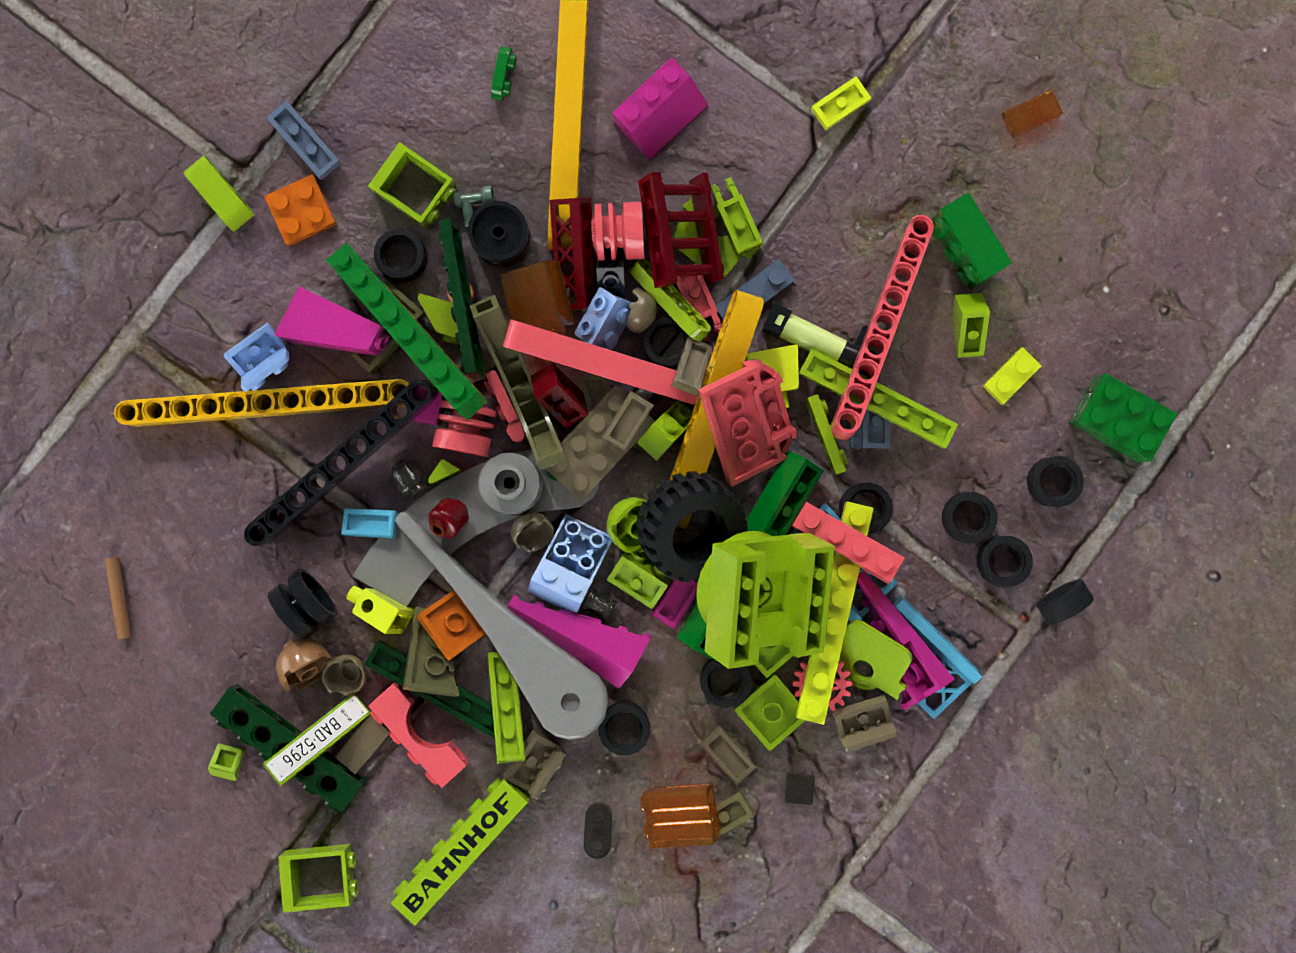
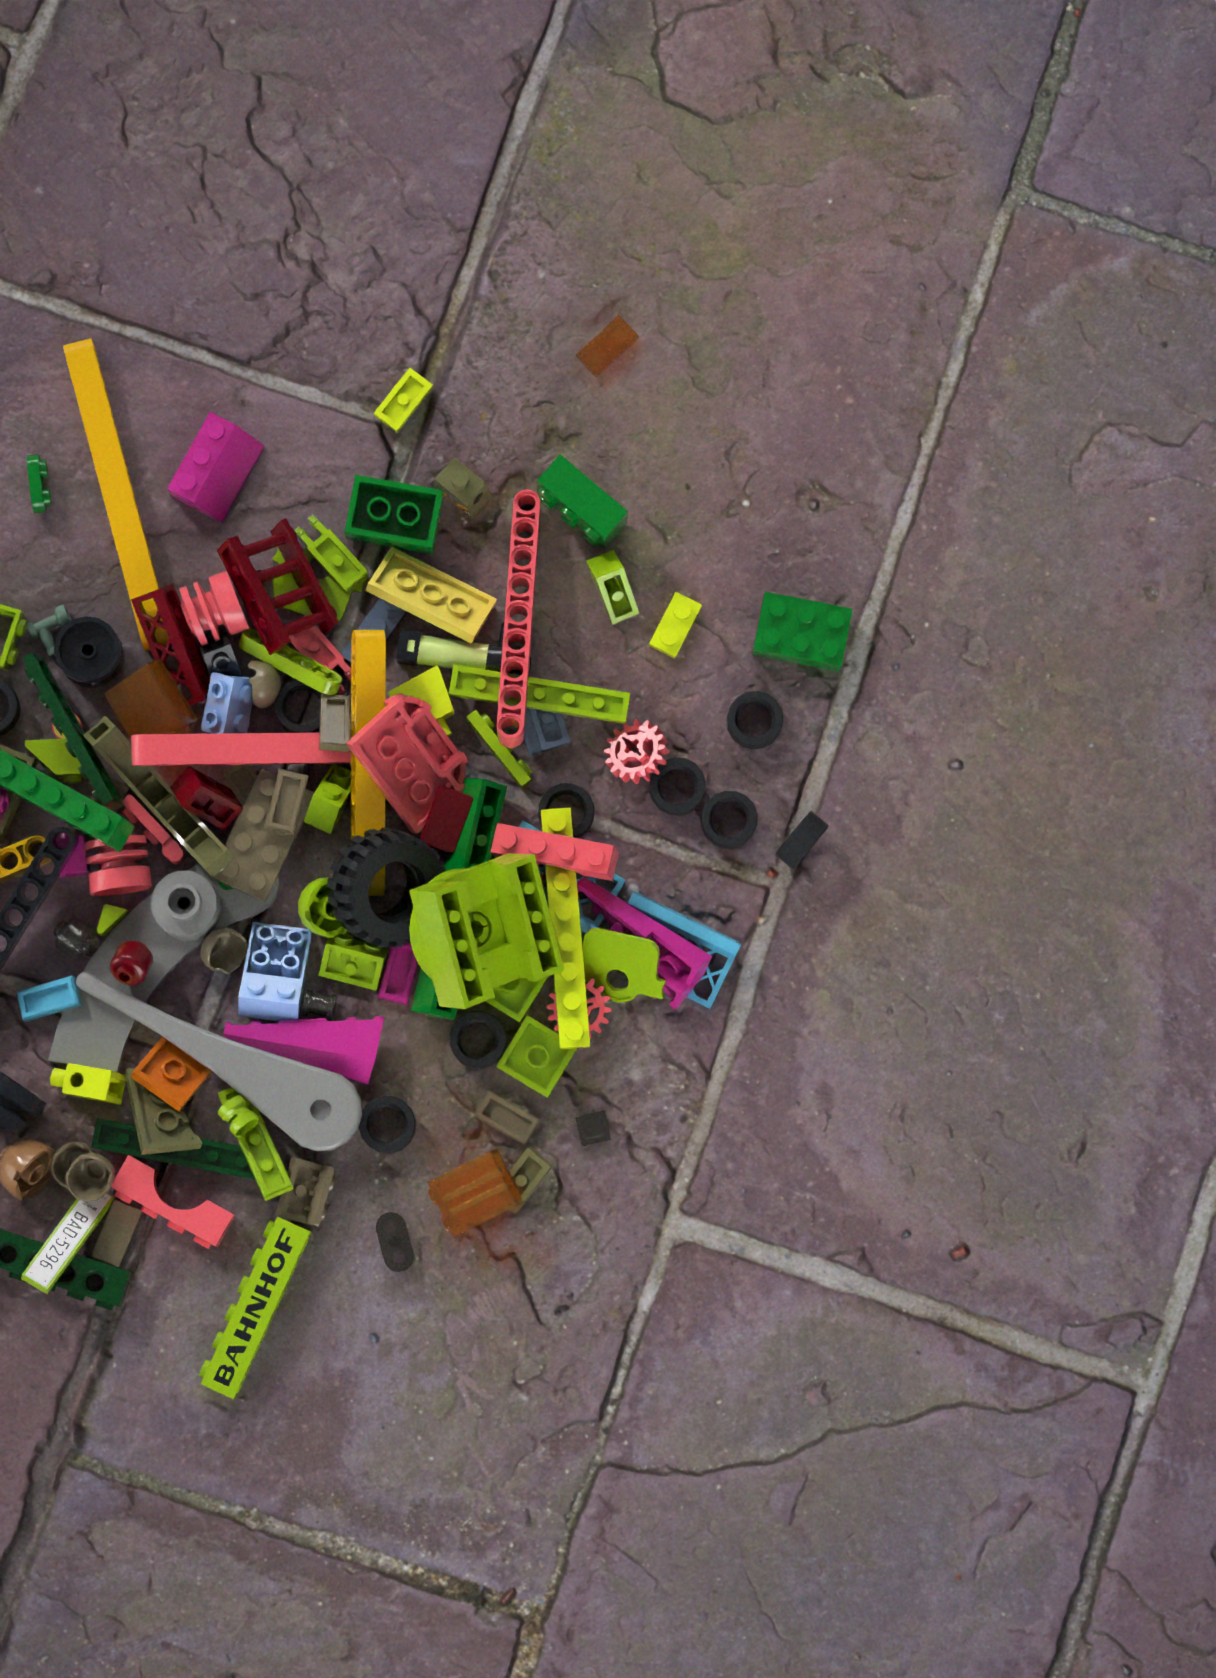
camera: 25 degrees left, 5 degrees down
(290, 881) = (86, 1399): lime window -> none
(352, 694) = (90, 1177): none -> dark tan hair
(497, 683) = (238, 1116): none -> lime wheel
(762, 482) = (446, 819): none -> dark red slope
(802, 199) = (394, 514): none -> green brick
(811, 281) = (431, 595): none -> light yellow plate
(864, 723) = (636, 1035): dark tan bracket -> none
(867, 195) = (462, 488): none -> olive torso
(950, 465) = (646, 740): none -> coral gear

